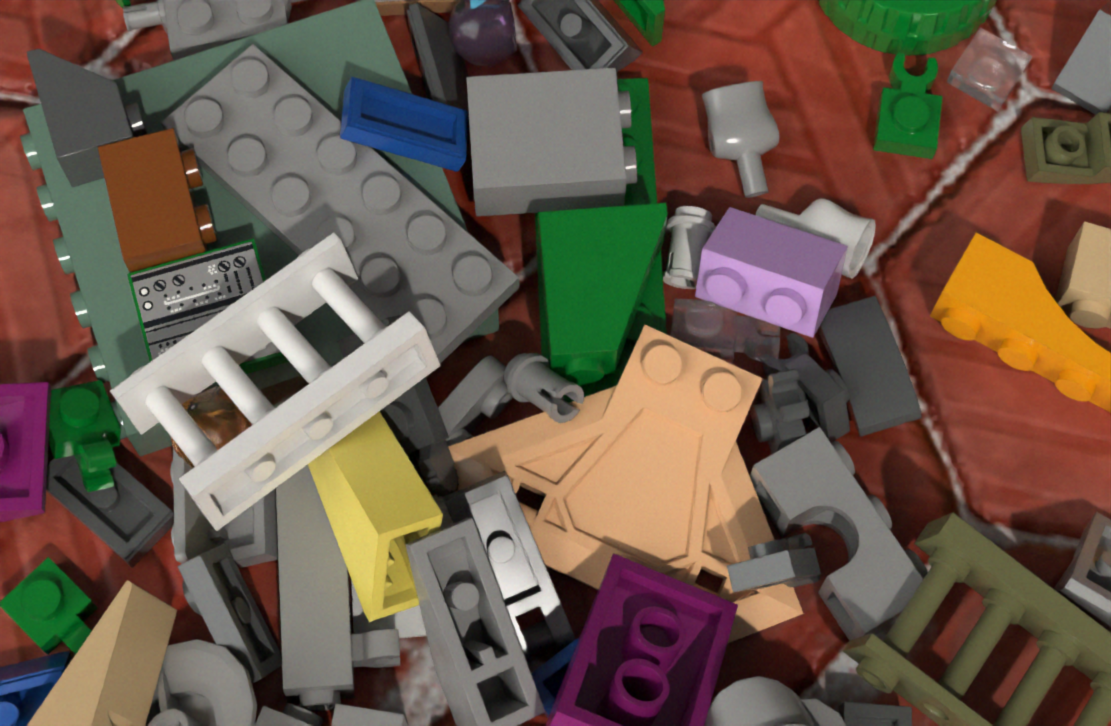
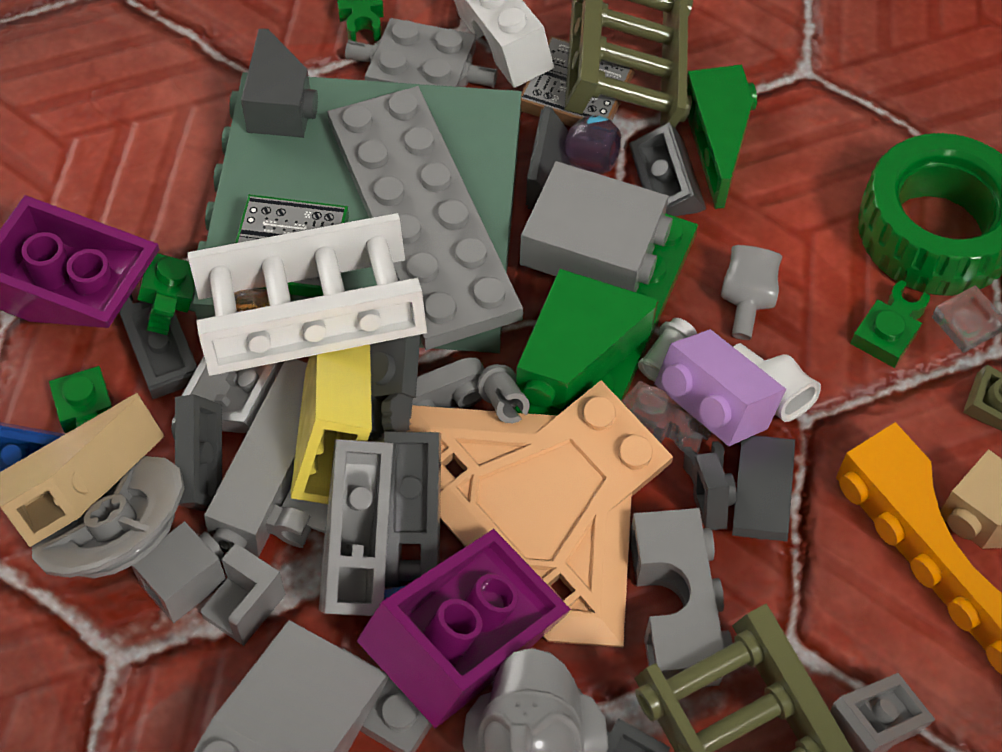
camera: 25 degrees right, 10 degrees down
(154, 199) = (294, 154): dark orange brick -> none
(404, 124) = (495, 176): blue tile -> none
(776, 563) = (613, 591): dark grey plate -> none
(779, 411) = (673, 491): dark grey plate -> none

